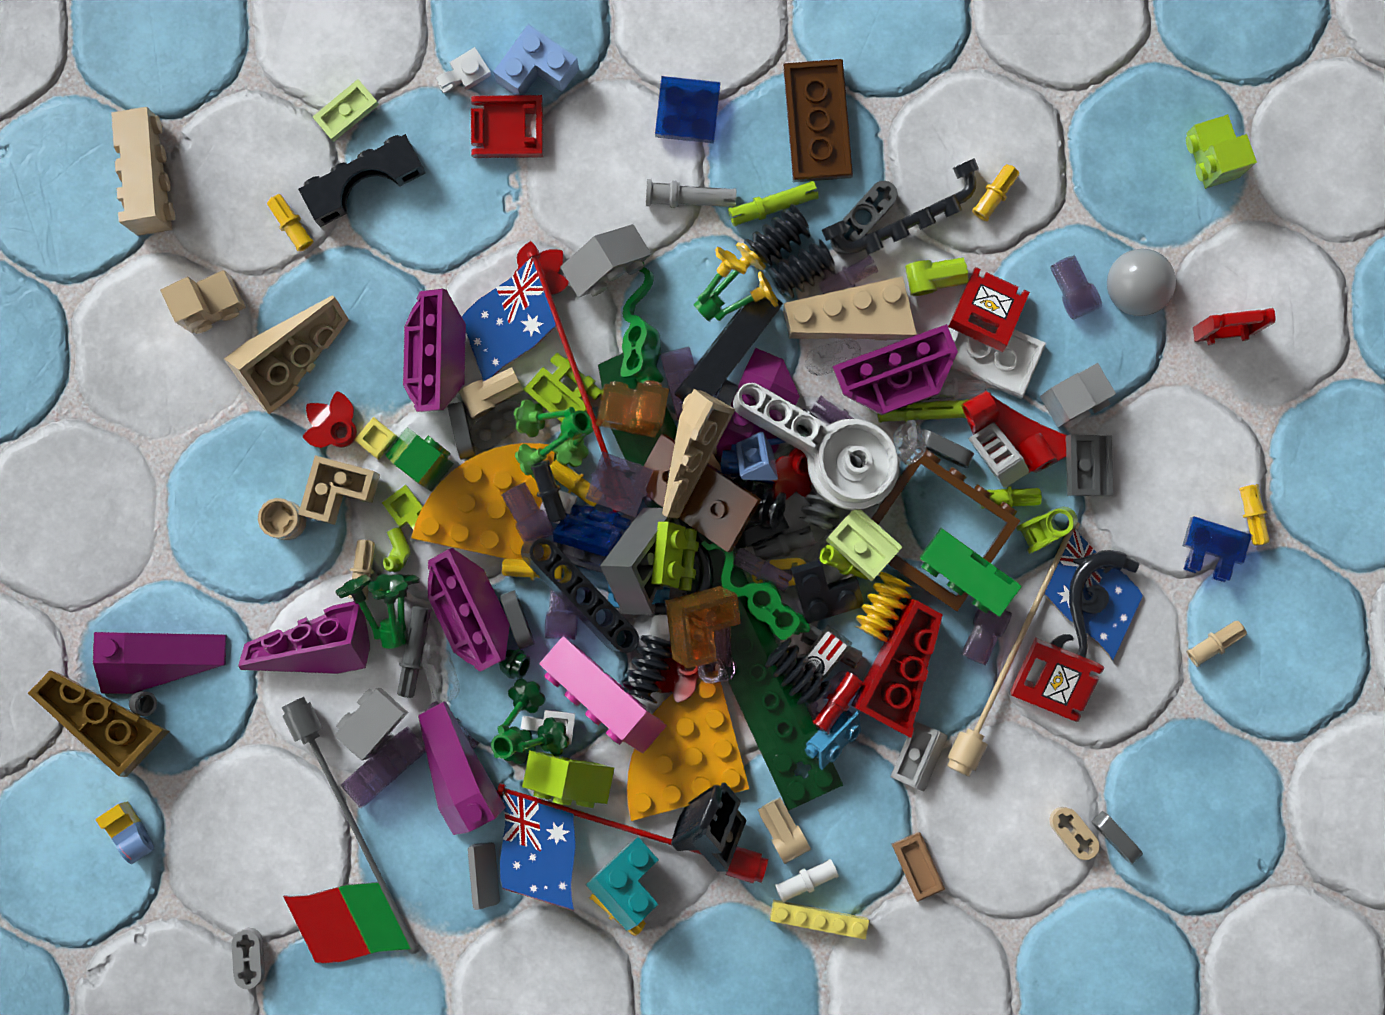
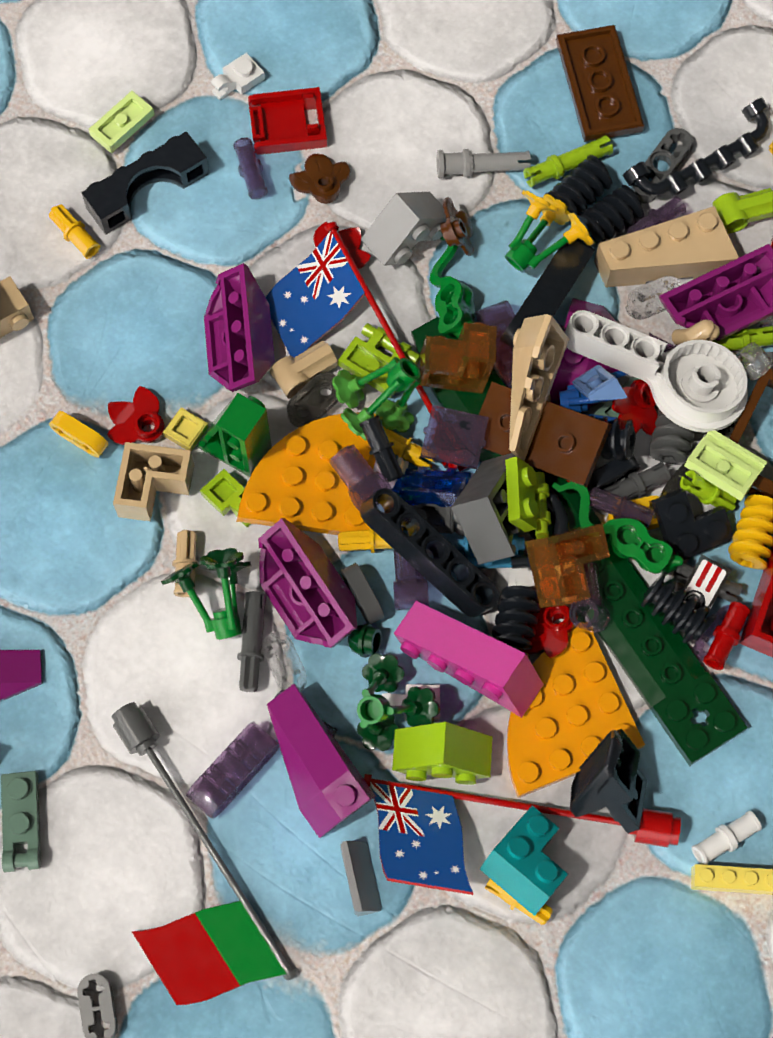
camera: 10 degrees left, 15 degrees down
(196, 788) = (20, 820): none -> sand green plate
(276, 433) = (78, 434): none -> yellow beam
(281, 519) = (93, 517): tan wheel -> none
(282, 355) = (78, 357): tan wedge -> none
(325, 644) = (154, 645): magenta wedge -> none
(371, 724) = (213, 718): light grey brick -> none
(399, 553) = (224, 535): lime arm -> none
(461, 430) = (277, 408): dark grey beam -> none
(464, 175) = (250, 168): none -> clear purple pin
(531, 188) = (321, 178): none -> reddish brown plate
(533, 57) = (310, 53): light blue brick -> none
(653, 267) = (457, 227): none -> reddish brown plate
(687, 109) = (467, 86): clear blue plate -> none
(786, 835) = (696, 793): tan piece -> none
(829, 747) = (727, 682): dark azure hinge -> none
(861, 409) = (700, 331): none -> tan arm

